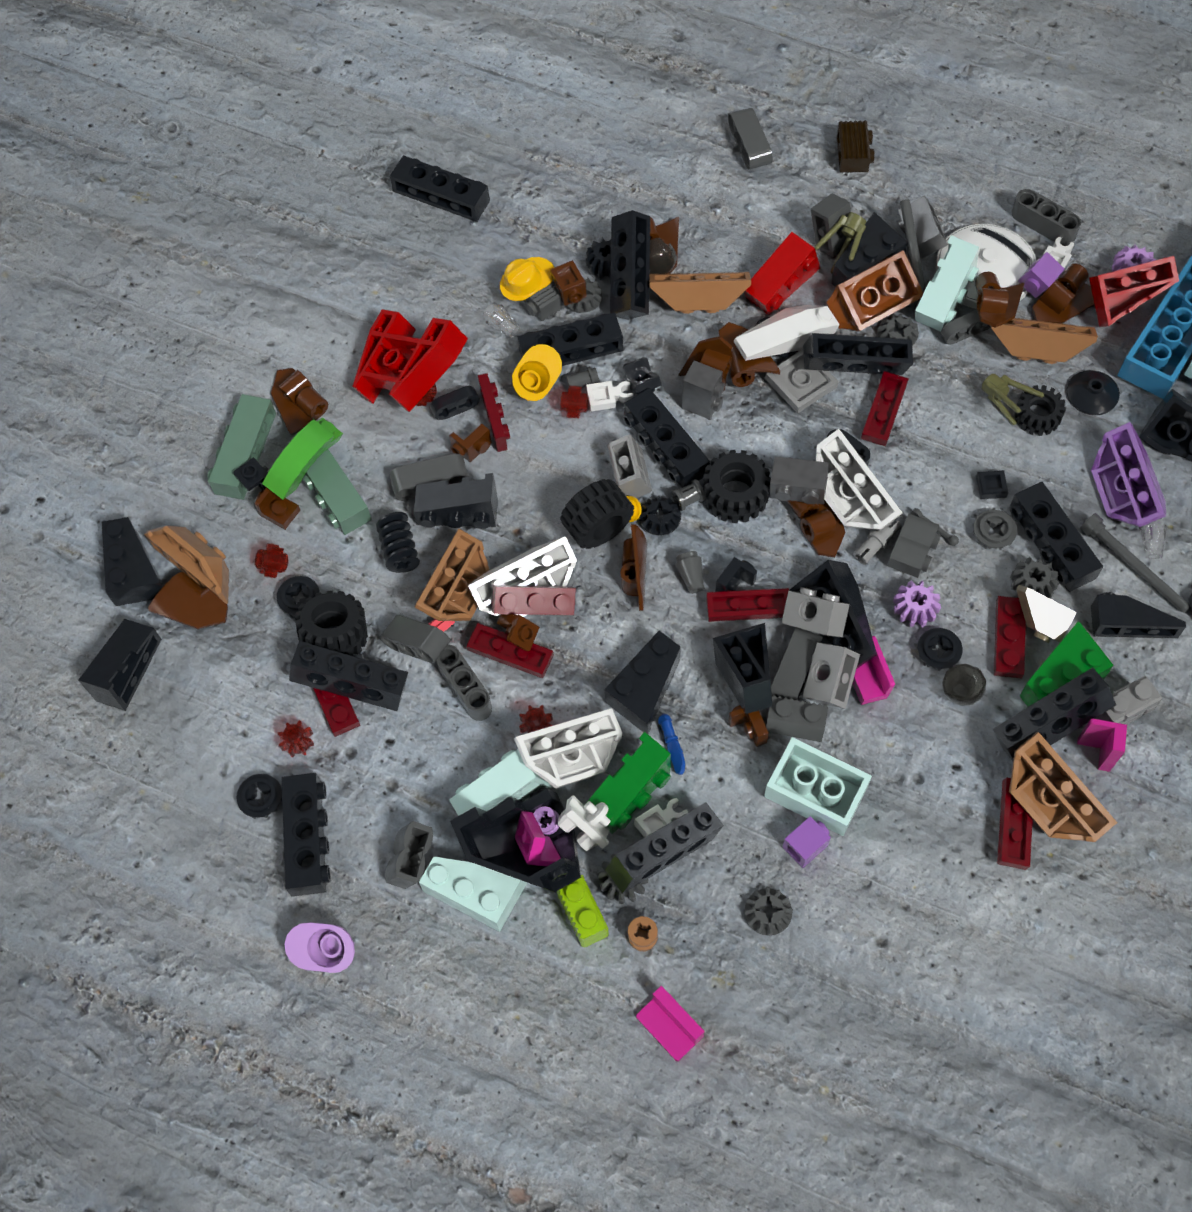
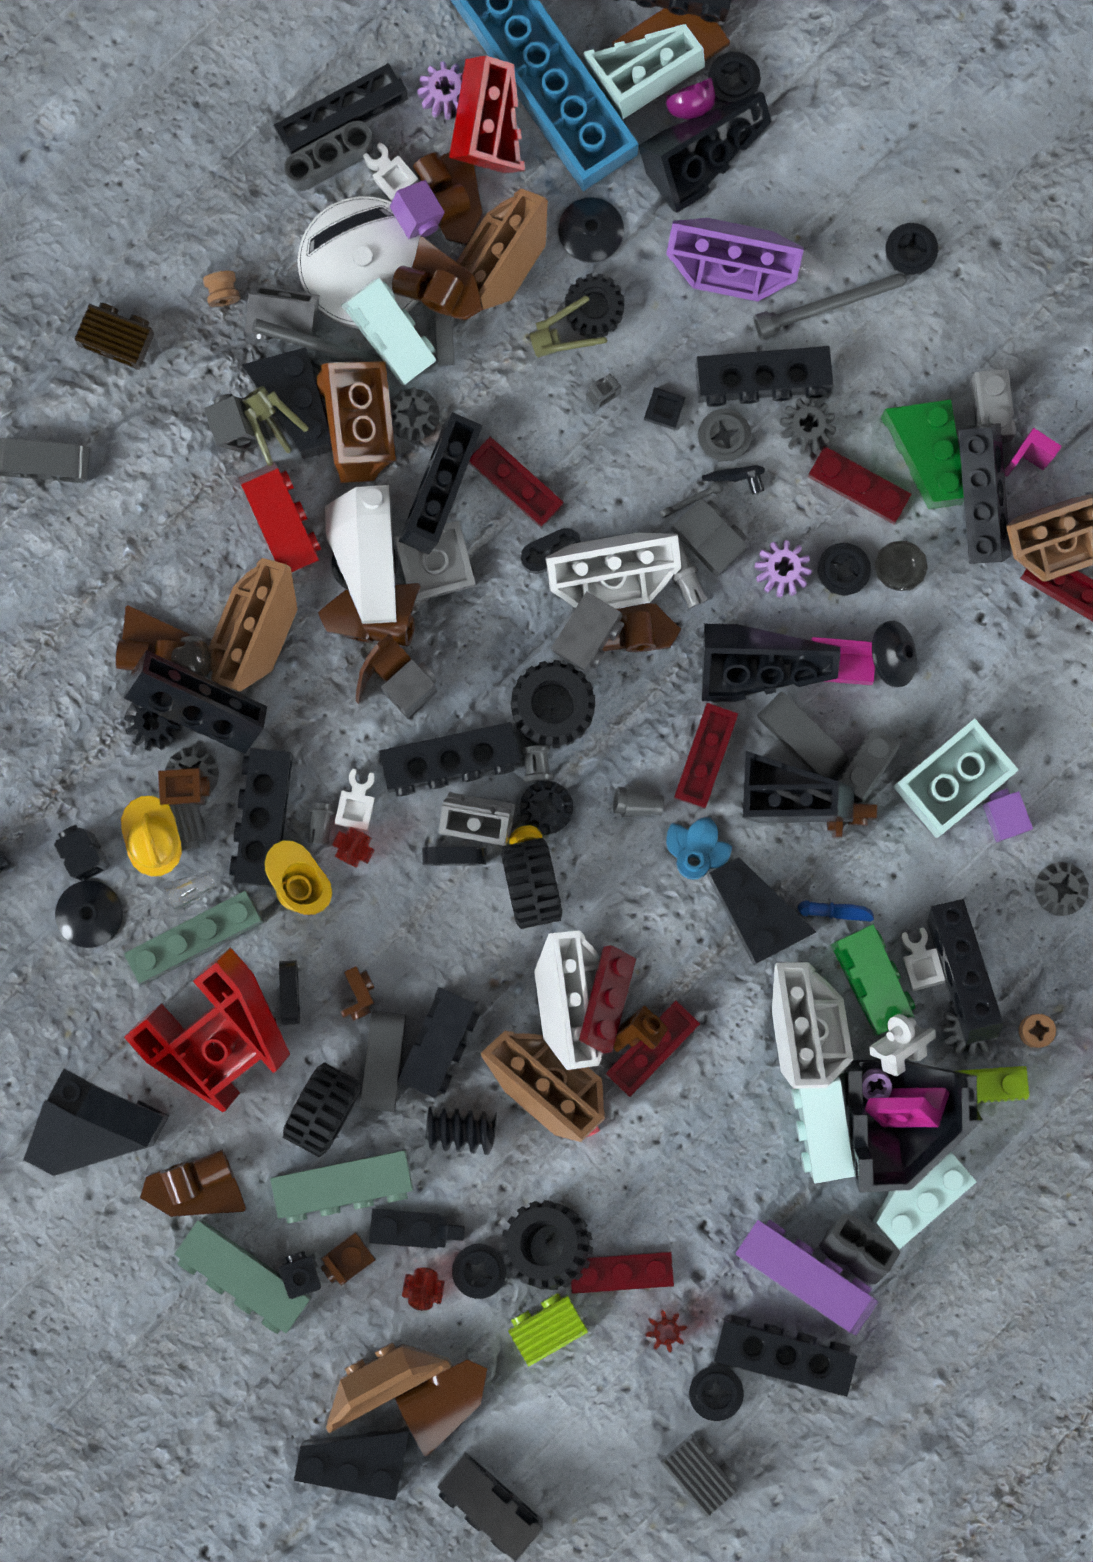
camera: 75 degrees left, 20 degrees up
(190, 805) = (700, 1475): none -> dark grey brick
(267, 654) = (546, 1329): none -> lime brick
(299, 456) = (307, 1204): bright green arch -> none
(307, 308) = (88, 1126): none -> black panel
(314, 542) = (412, 1229): none -> black hinge
(320, 947) = (924, 1377): lavender piece -> none
(348, 676) = (621, 1246): black brick -> none
(371, 828) = (807, 1277): none -> medium lavender wedge
(376, 441) = (321, 1109): none -> black tyre
(415, 638) = (602, 1153): dark grey beam -> none
(461, 282) = (105, 919): none -> black dish
(469, 693) = (690, 1117): dark grey beam -> none
(483, 340) = (193, 938): none -> sand green brick
(494, 412) = (324, 949): dark red plate -> none
(497, 244) = (81, 853): none -> black brick
(532, 715) = (760, 1045): clear red gear -> none
(595, 463) = (454, 856): none -> black beam
(634, 565) = (591, 859): reddish brown panel -> none
(640, 376) = (353, 751): black bracket -> none
(679, 624) = (699, 843): none -> dark azure plate
(734, 573) = (667, 763): black bracket -> none
(830, 613) = (759, 690): light grey brick -> none
(841, 666) = (830, 690): light grey brick -> none
(886, 698) = (894, 654): none -> black dish
(922, 187) = (221, 288): none -> medium nougat wheel
(976, 556) = (751, 473): none -> black bar
(980, 435) = (602, 392): none -> dark grey plate
(1044, 615) = (860, 437): slope -> none
(1094, 224) = (362, 110): none -> black fence
(1127, 617) = (891, 350): black slope -> none

